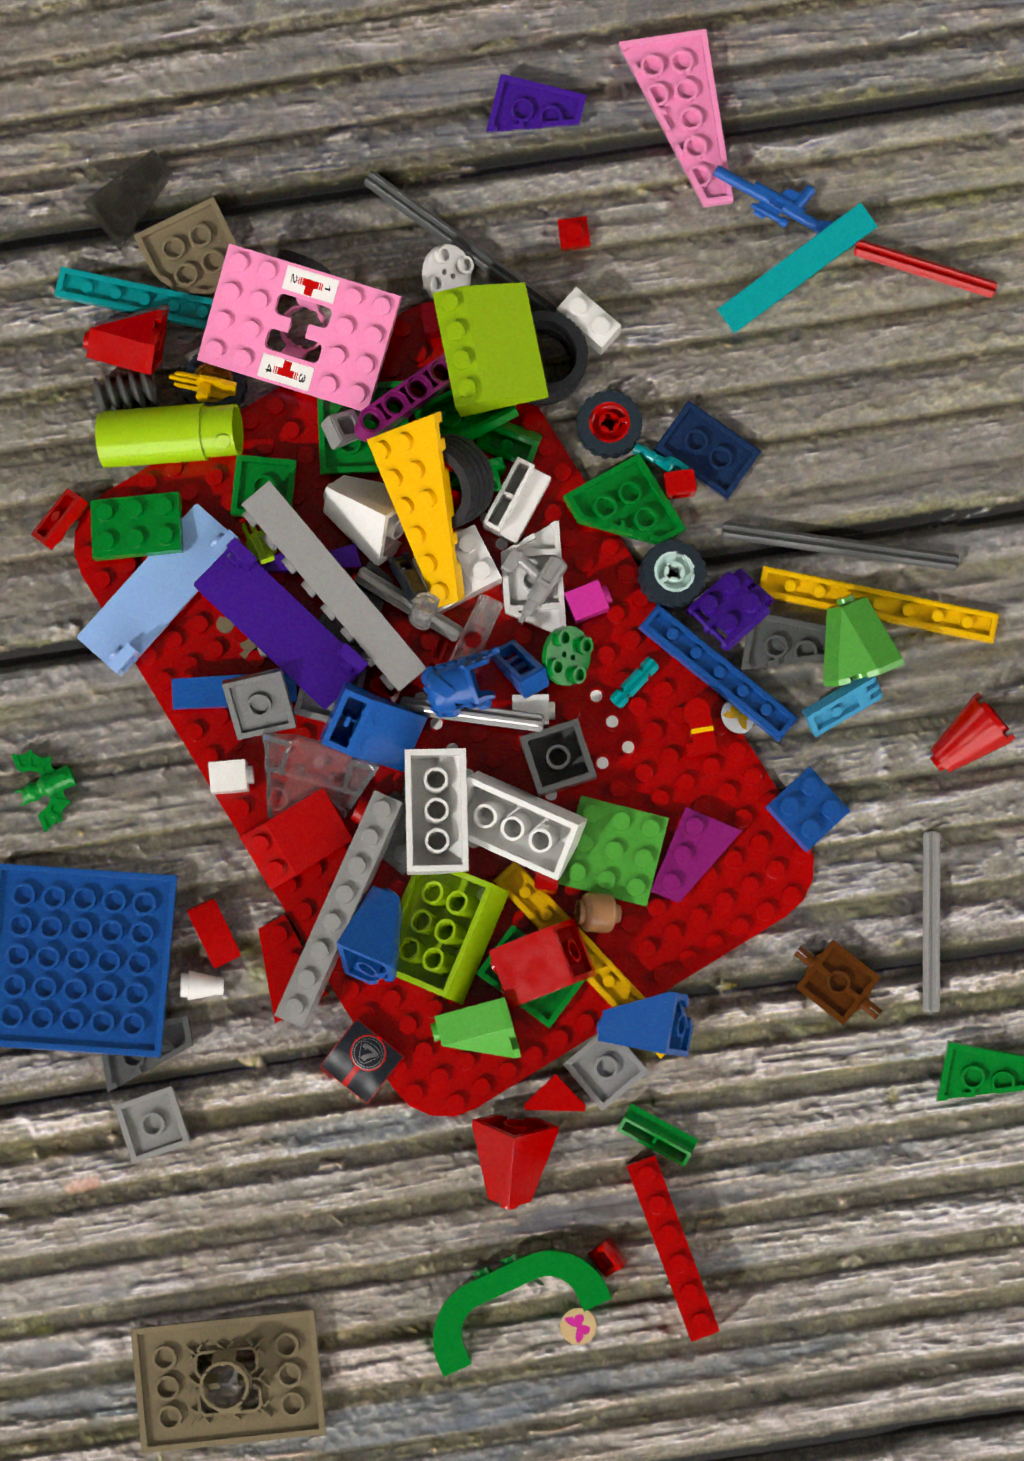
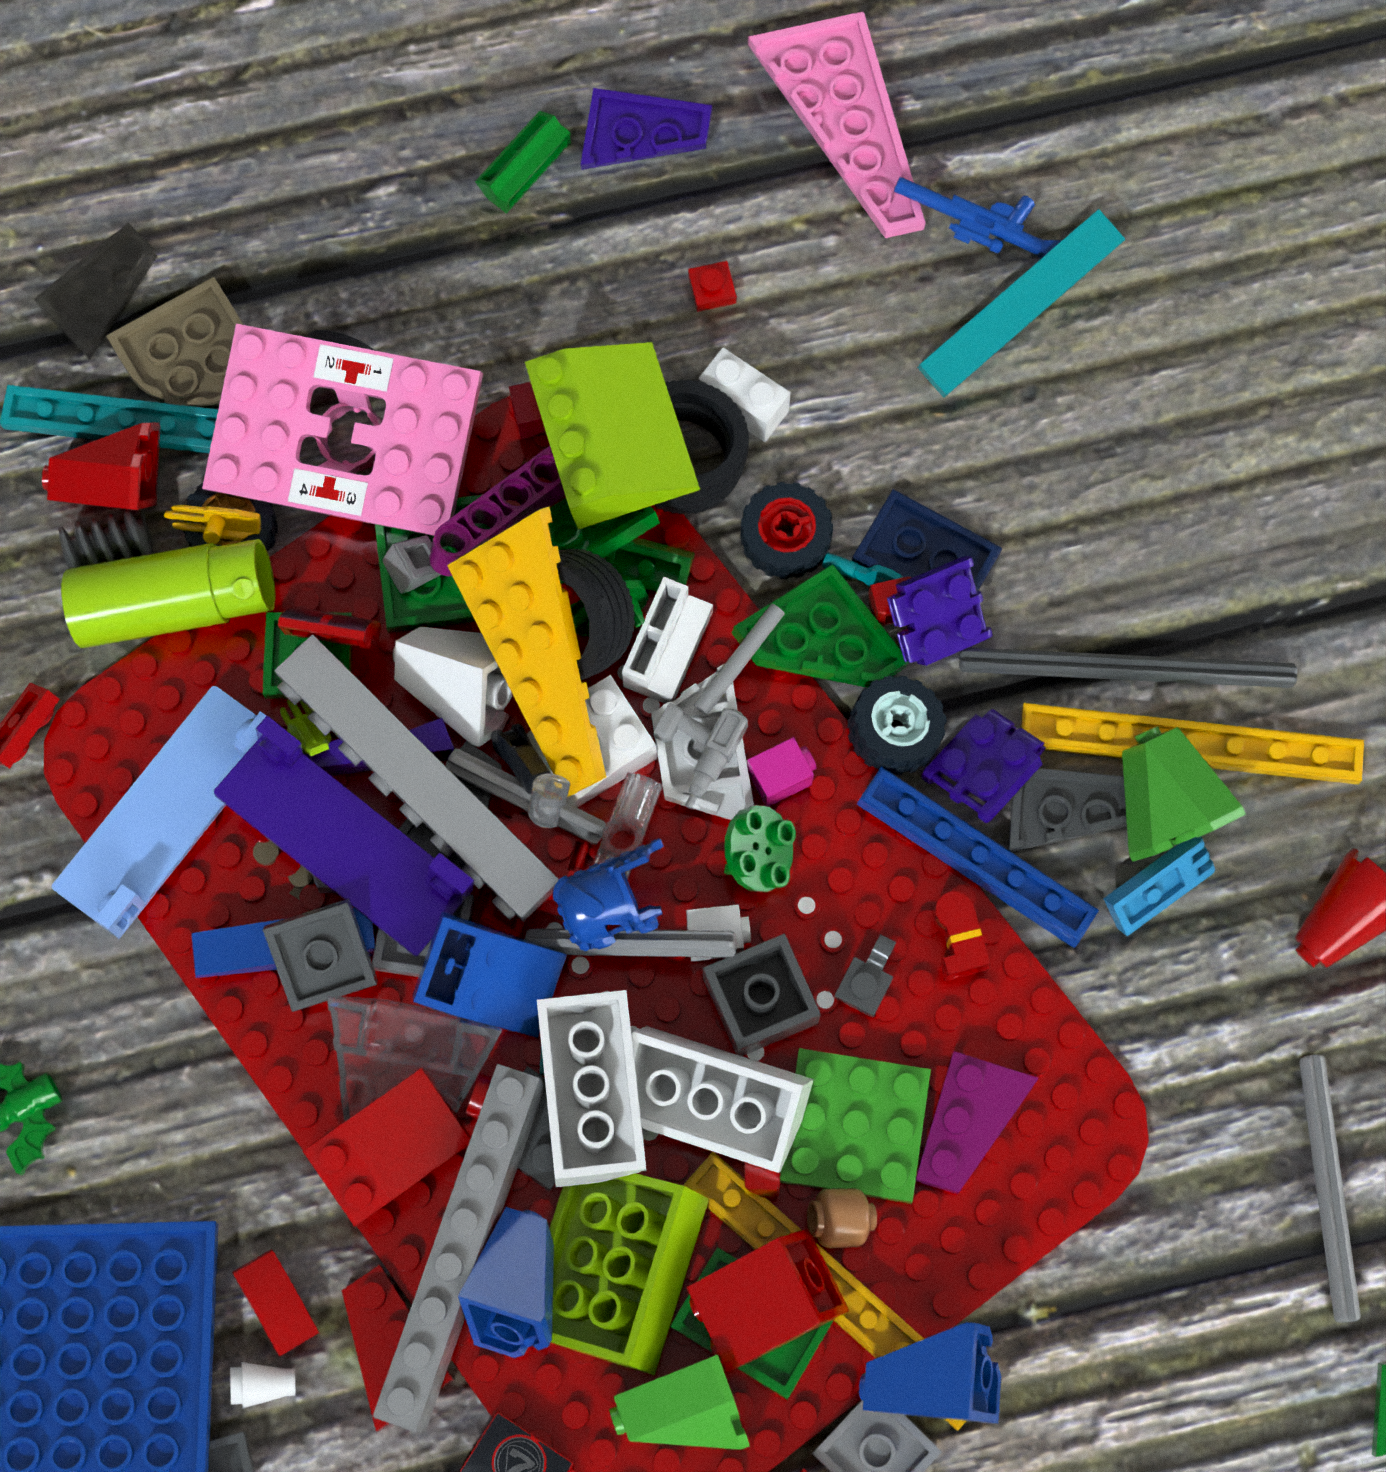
camera: 10 degrees left, 10 degrees down
(136, 526) = (130, 724): green plate -> none
(230, 776) = (285, 1067): white brick -> none
(281, 472) = (329, 627): none -> red slope
(444, 124) = (524, 161): none -> green piece
(450, 236) = (534, 297): dark grey axle -> none
(452, 263) = (537, 328): white plate -> none
(522, 669) = (698, 875): blue slope -> none
(565, 520) = (739, 659): none -> light grey bar
(631, 754) = (865, 981): none -> dark grey plate
(634, 682) = (859, 880): teal axle -> none
(710, 497) = (939, 613): none -> dark purple plate
(735, 720) = (1009, 921): white sticker -> none
(807, 809) = (1129, 1039): blue plate -> none
(837, 982) = (1205, 1290): reddish brown plate -> none
(925, 268) = (1196, 290): red axle -> none

